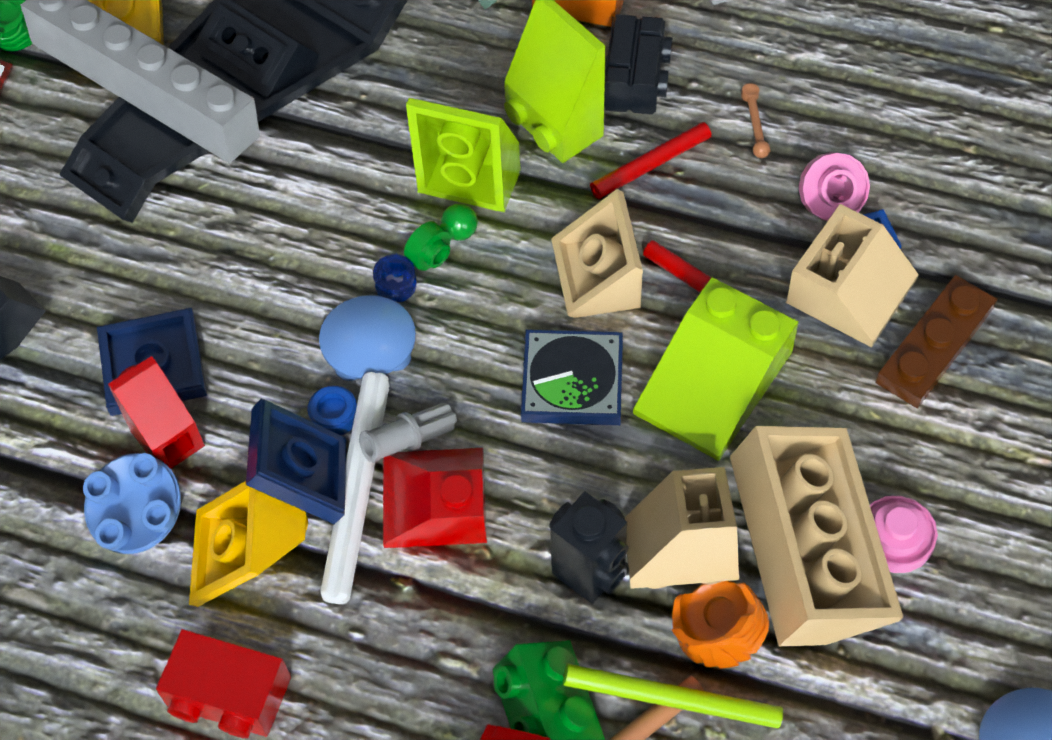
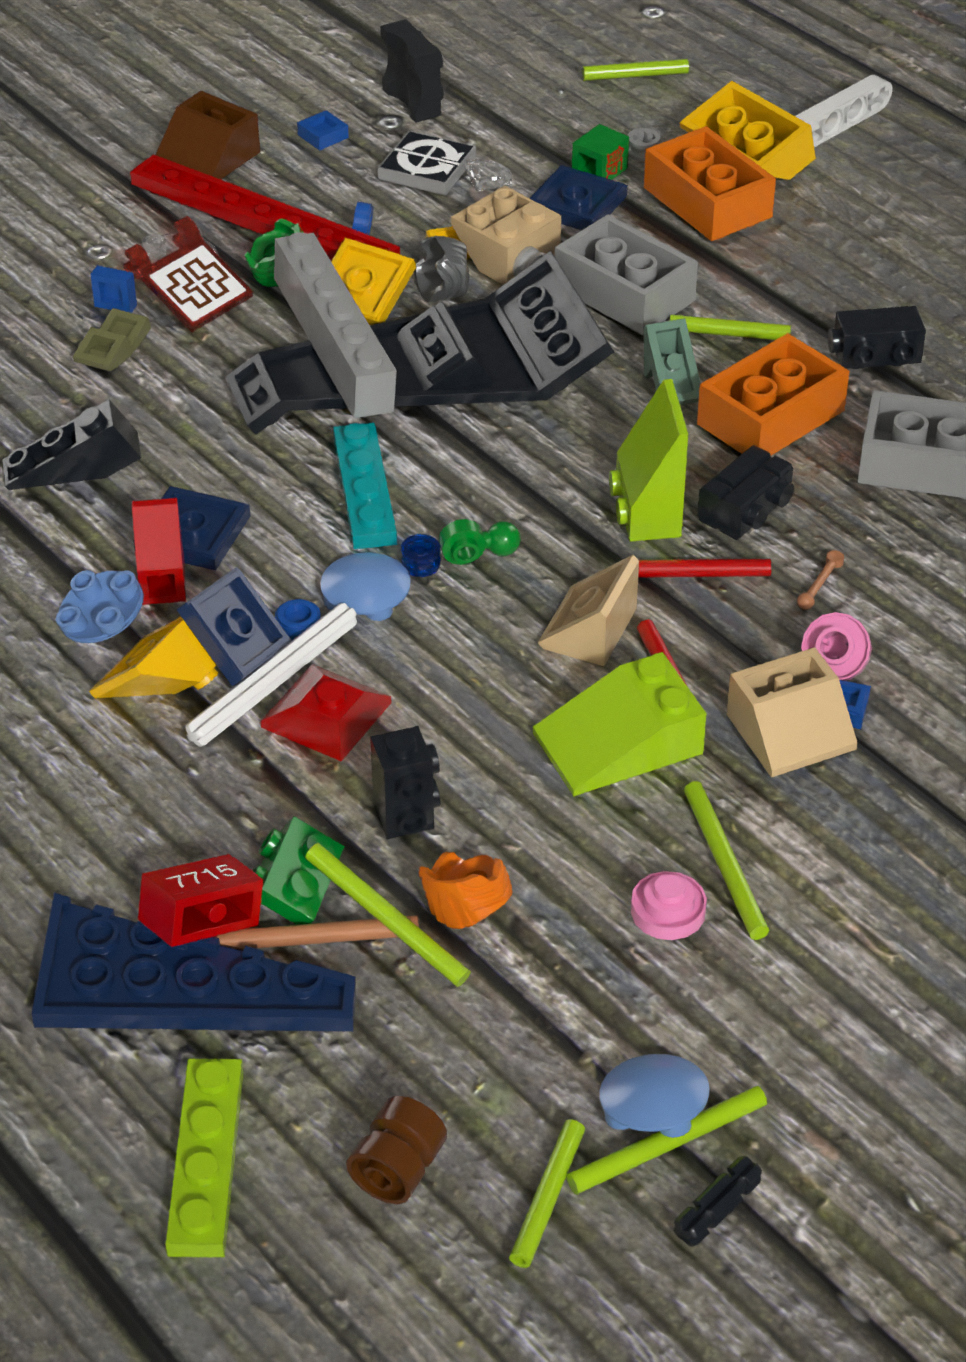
camera: 30 degrees right, 15 degrees down
(223, 684) = (68, 744): red brick -> none
(283, 228) = (364, 486): none -> teal plate
(407, 432) = (339, 653): light grey axle -> none
(463, 155) = (536, 484): lime slope -> none
(572, 377) = (502, 683): tile -> none
(684, 532) = (492, 811): tan slope -> none
(813, 535) = (594, 865): tan slope -> none
(900, 455) = (726, 861): none -> lime bar
(936, 341) = (833, 799): reddish brown plate -> none

